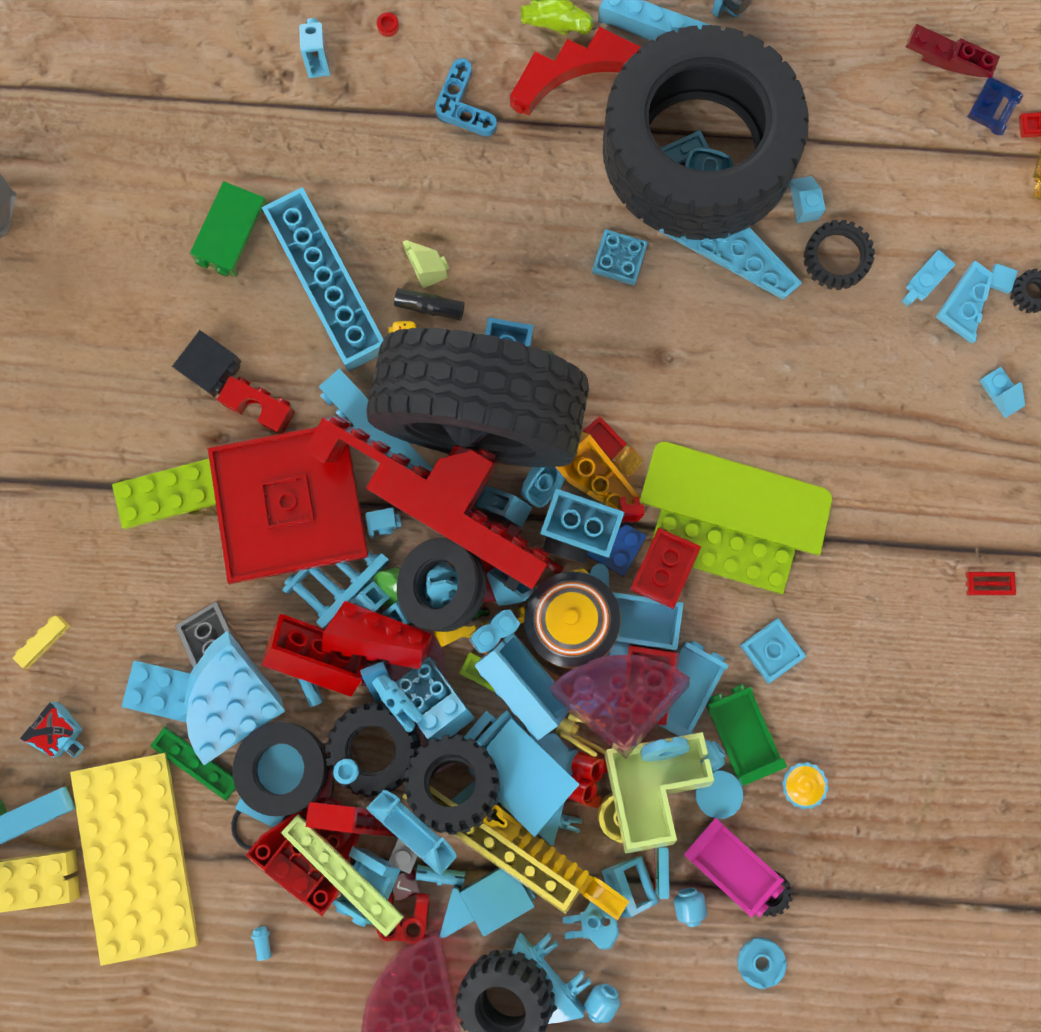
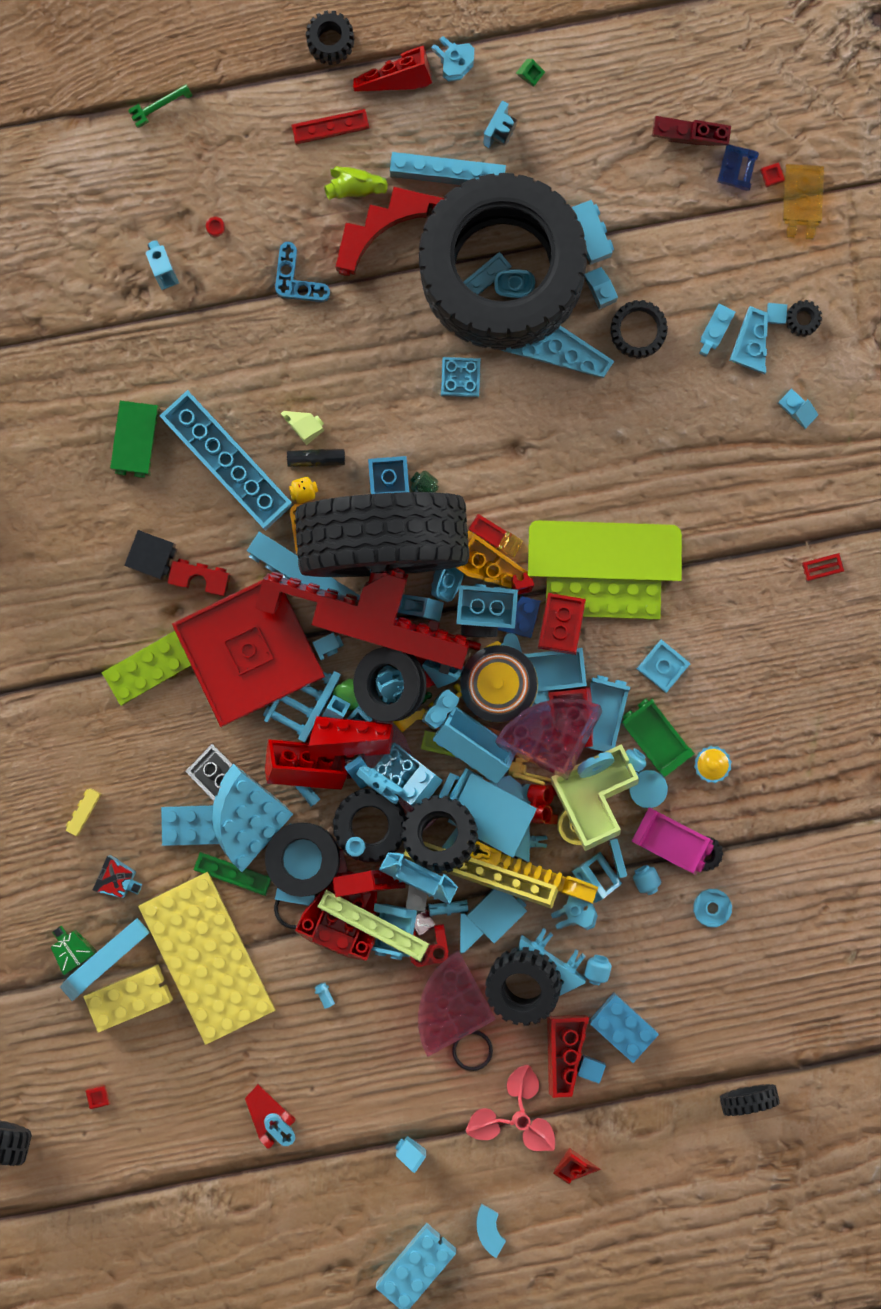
camera: 15 degrees left, 5 degrees up
(817, 151) = (596, 241): none -> medium azure brick

